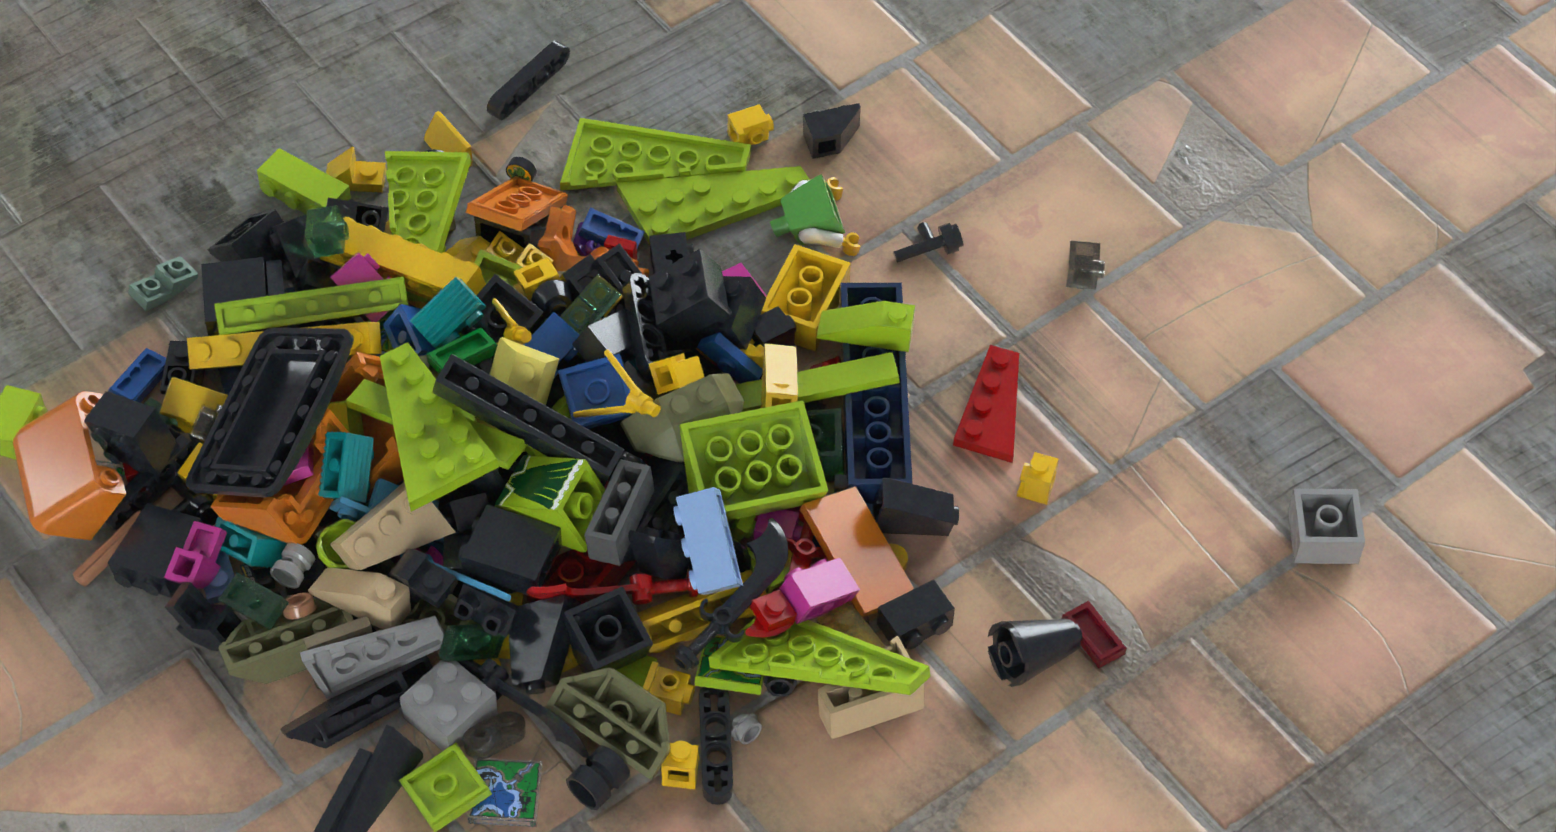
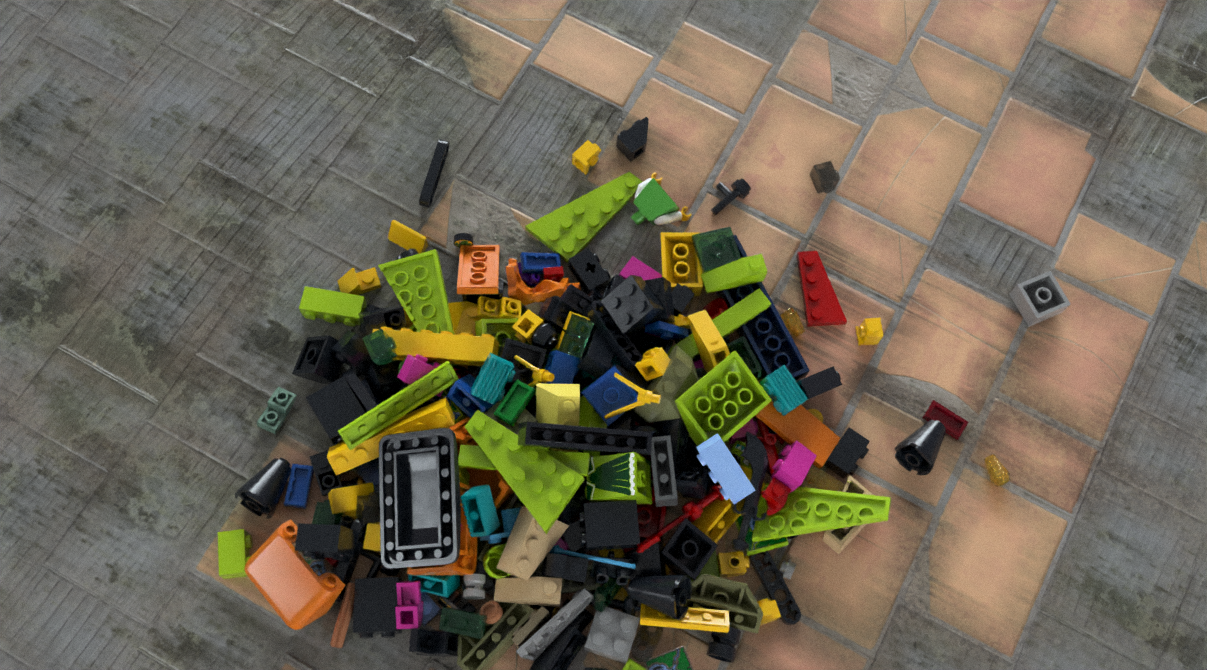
camera: 30 degrees left, 15 degrees up
(94, 360) = (265, 488): none -> black cone
(541, 663) = (663, 593): none -> black cone
(554, 710) = (694, 619): none -> yellow tile
(624, 153) = (521, 203): lime wing -> none
(854, 488) = (783, 390): none -> teal brick
(857, 282) = (715, 248): none -> clear green plate
(930, 425) = (792, 322): none -> clear yellow cone
(1133, 726) = (997, 472): none -> clear yellow cone

